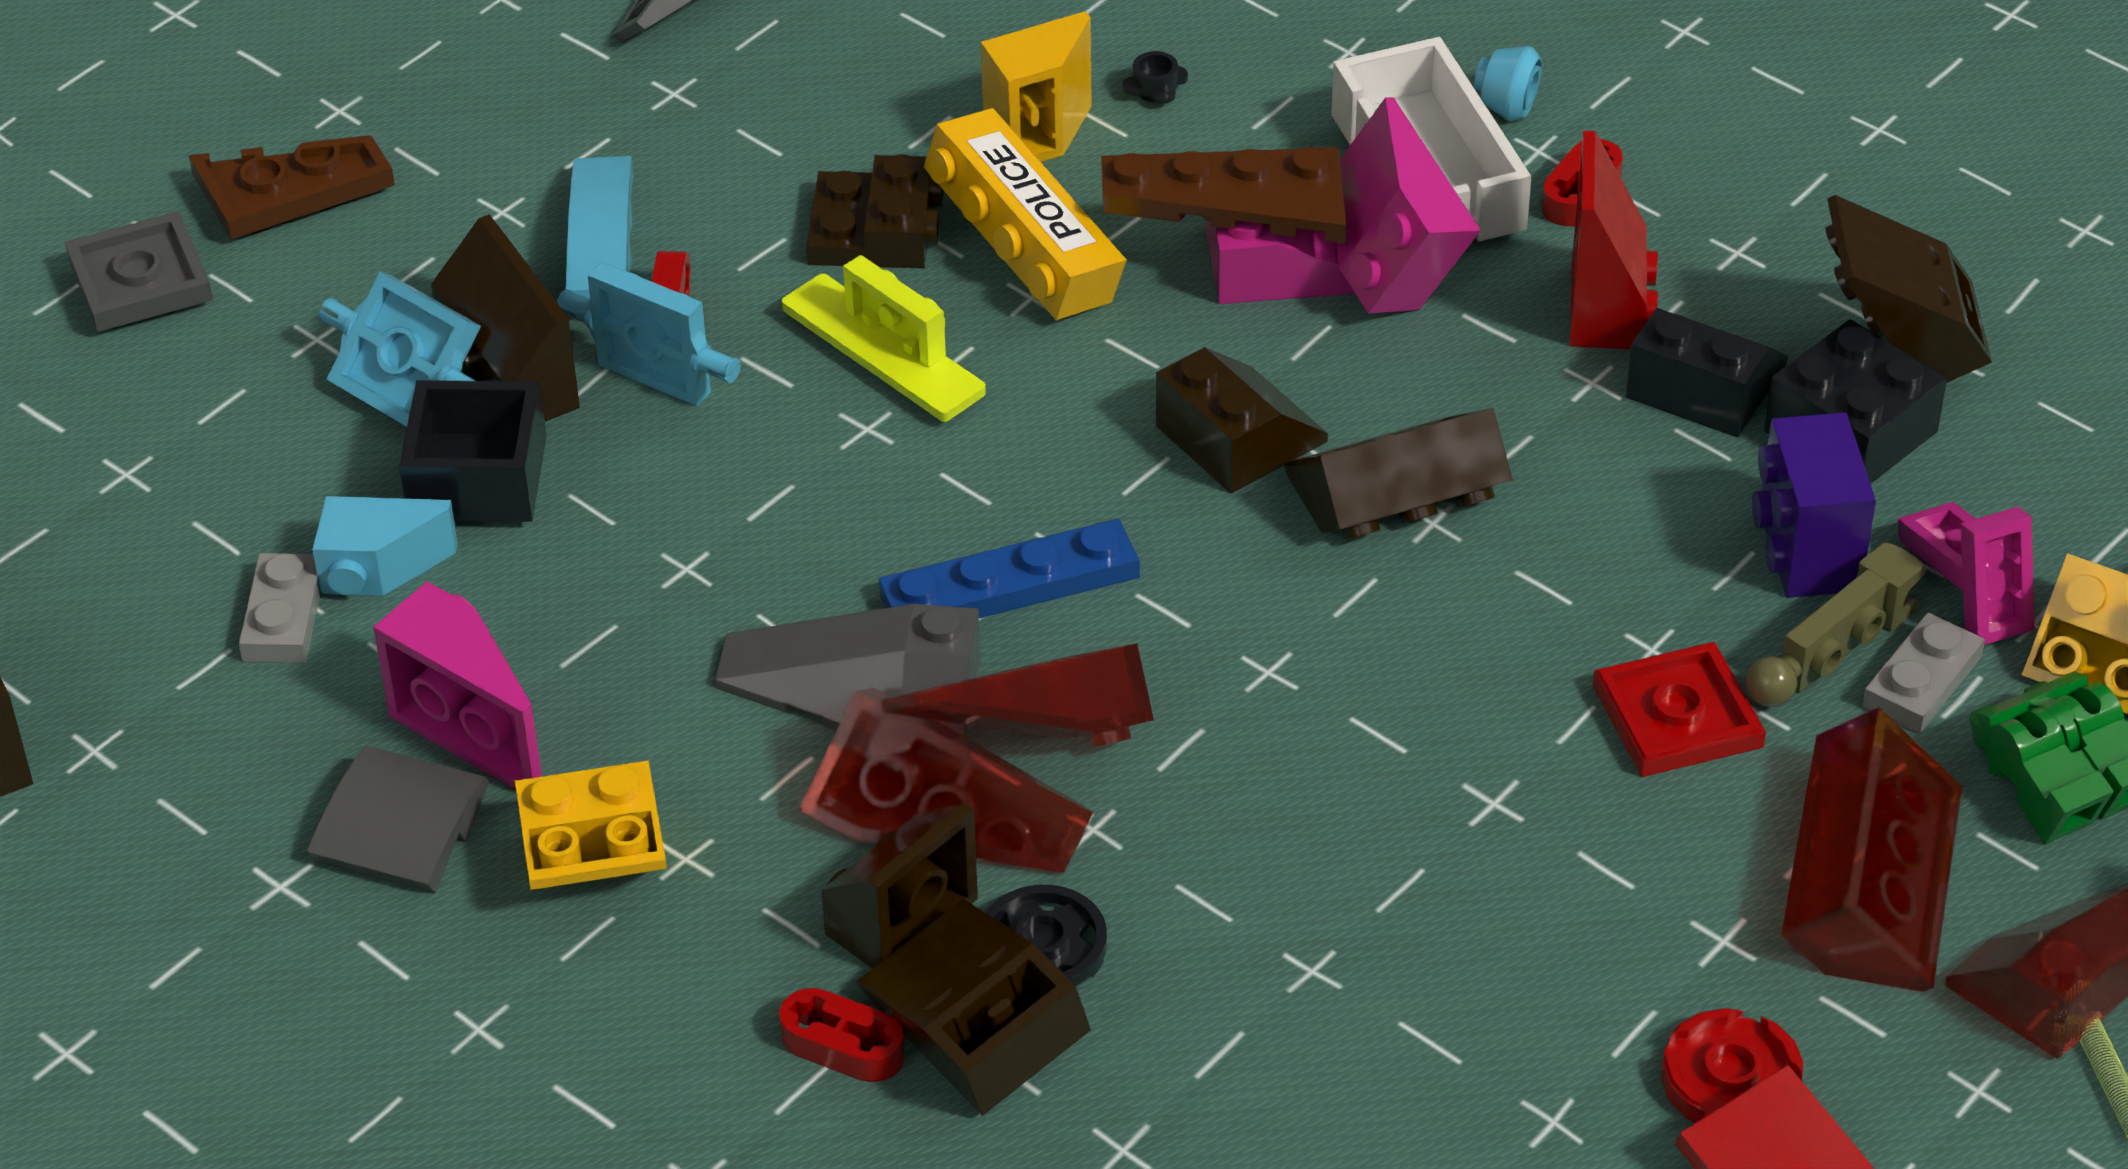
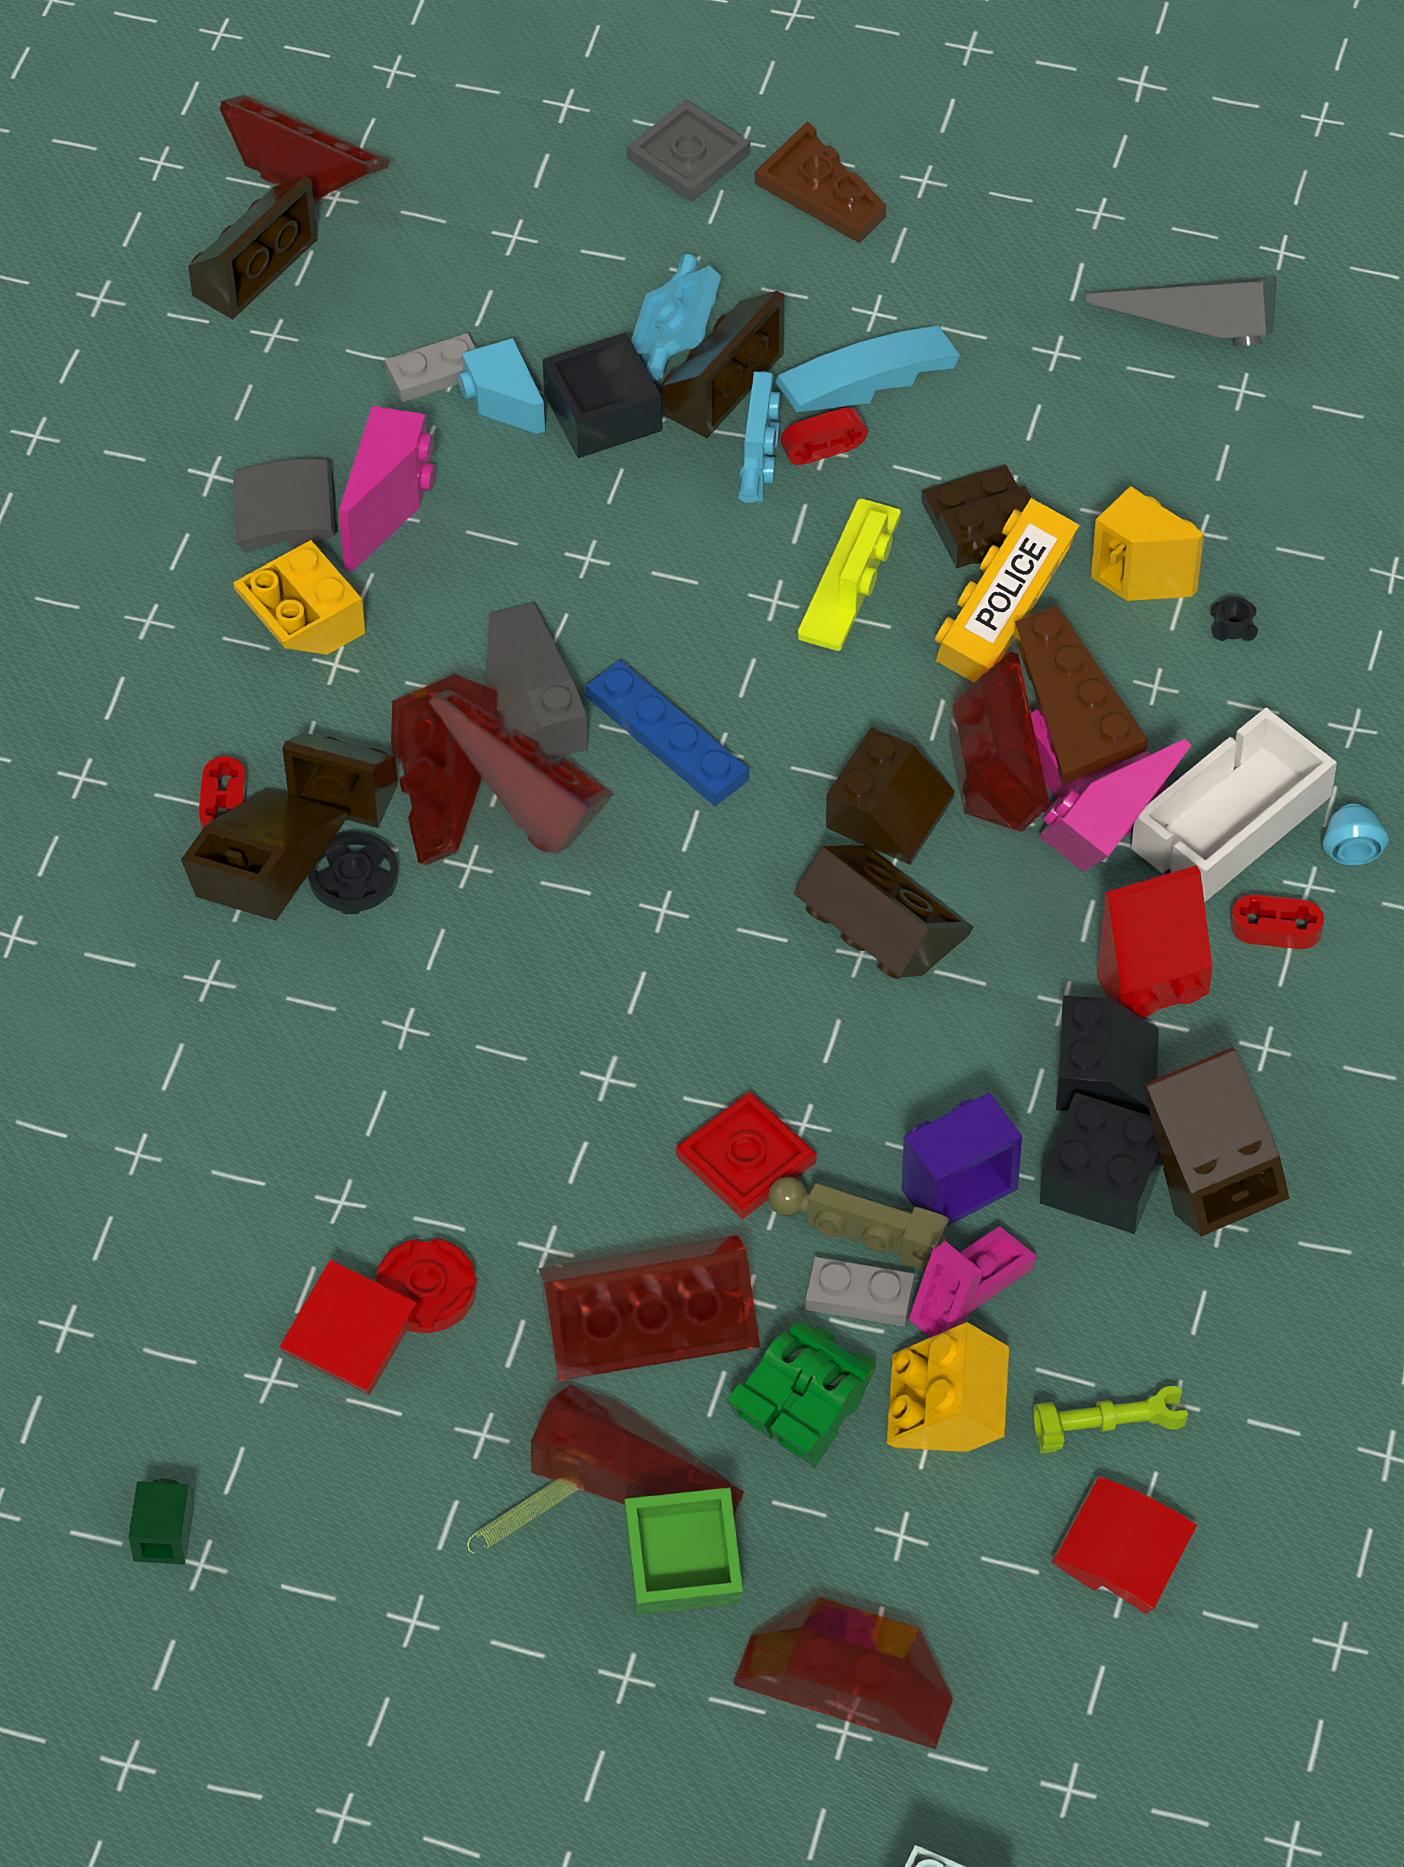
camera: 65 degrees right, 10 degrees up
(1242, 293) = (998, 749): none -> clear red wedge

